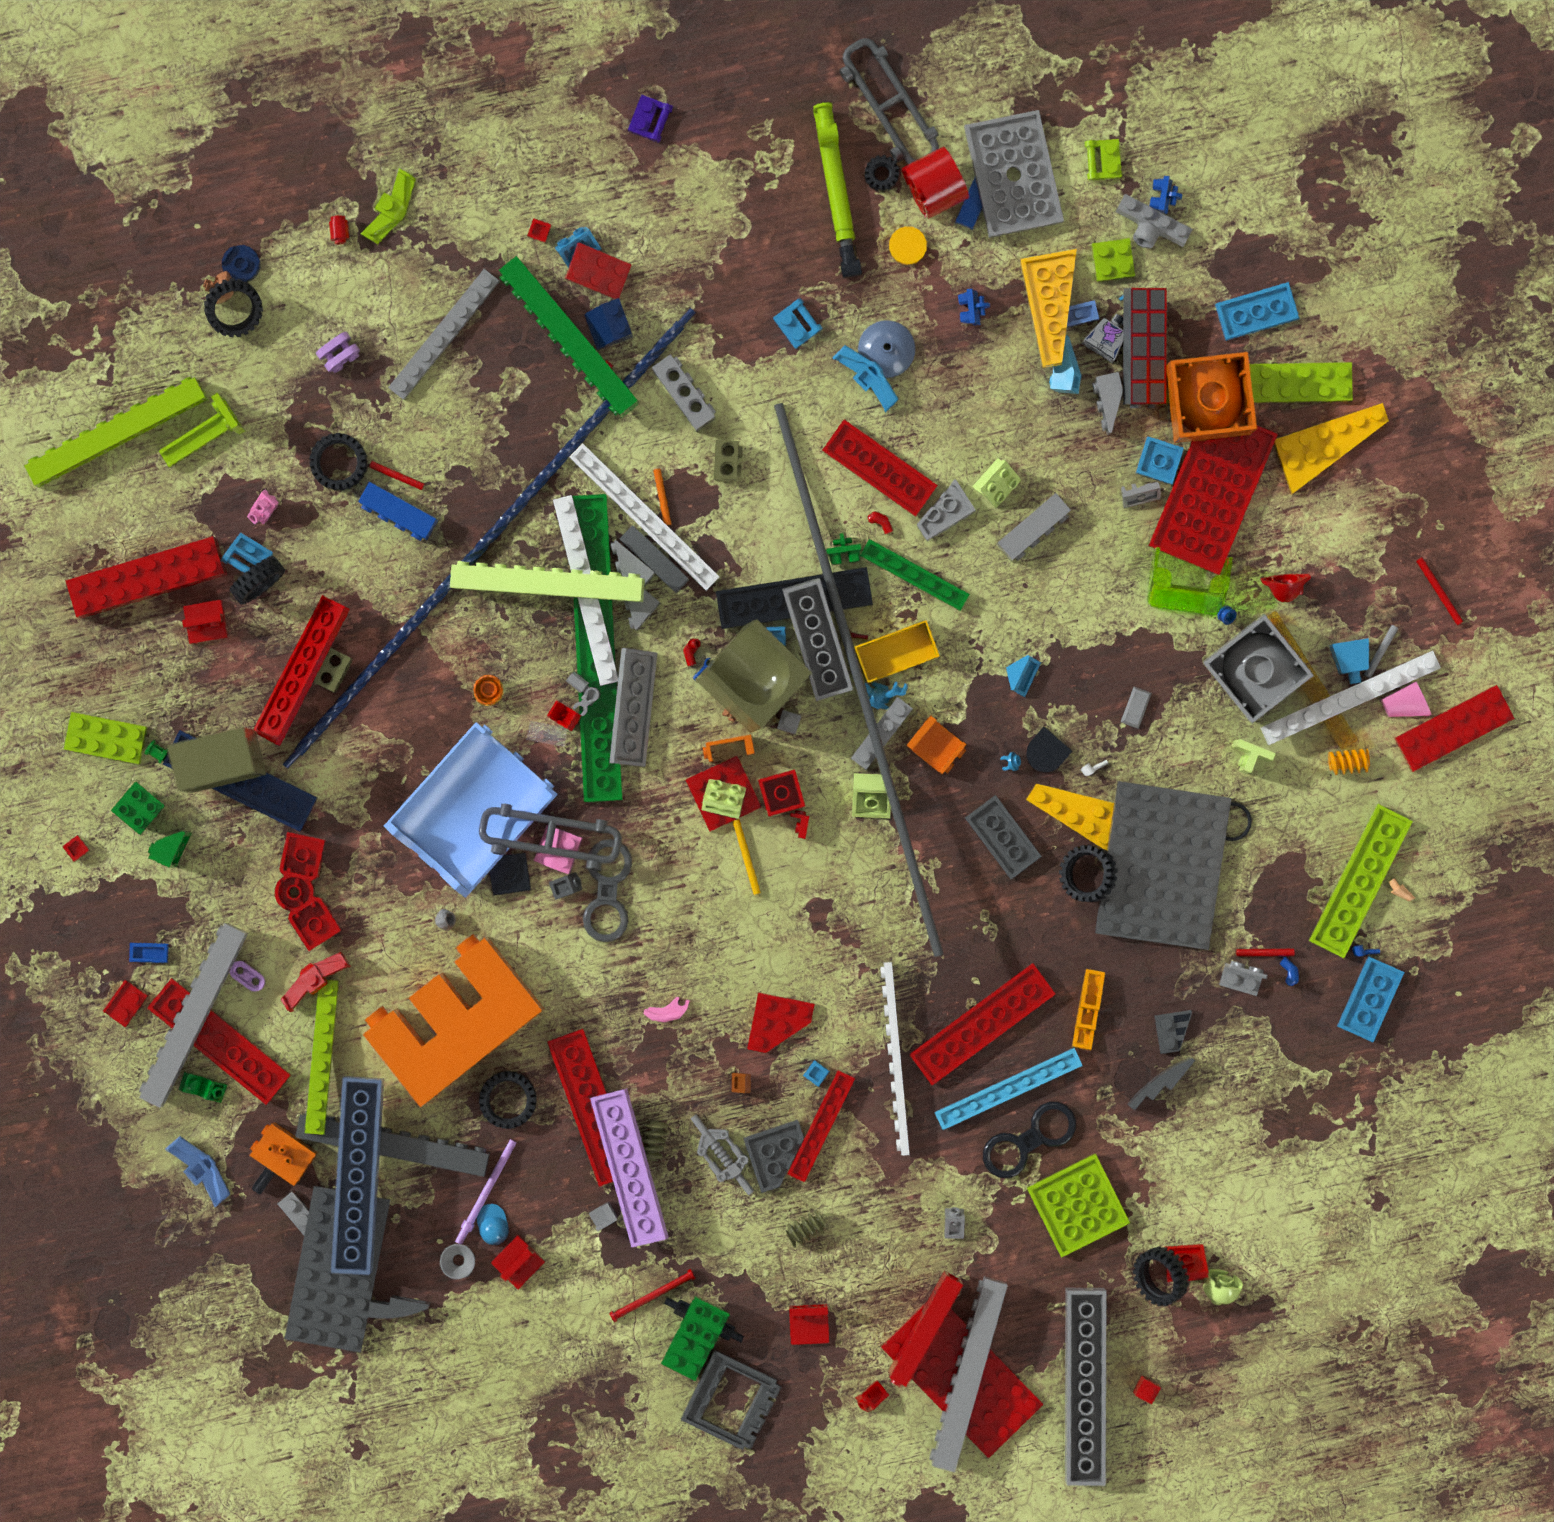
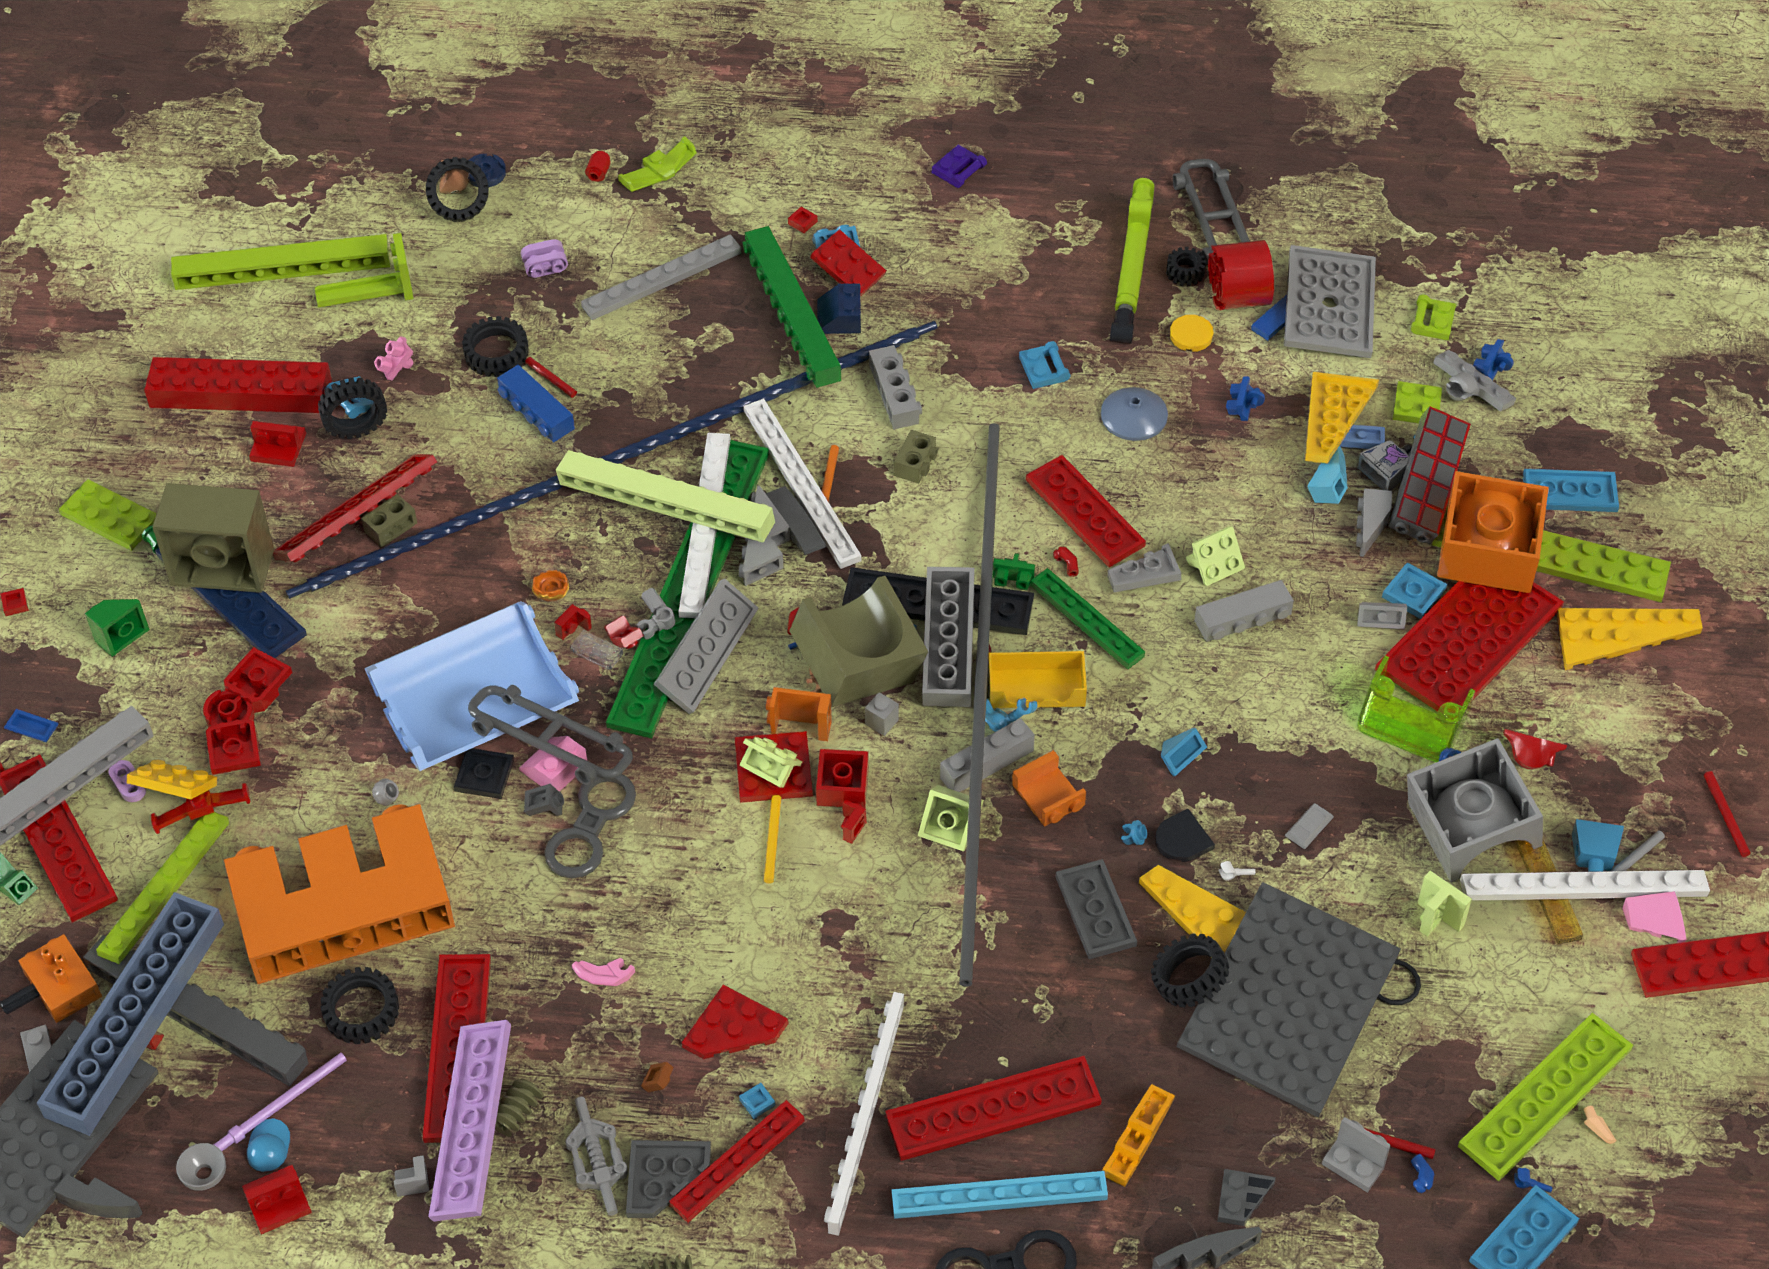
camera: 20 degrees right, 35 degrees down
(138, 808) = (103, 576): green bracket -> none
(283, 969) = (172, 779): none -> yellow plate
(516, 720) = (569, 621): none -> red bracket
(868, 375) = (1105, 424): dark azure plate -> none
(1349, 761) = (1565, 954): light orange piece -> none

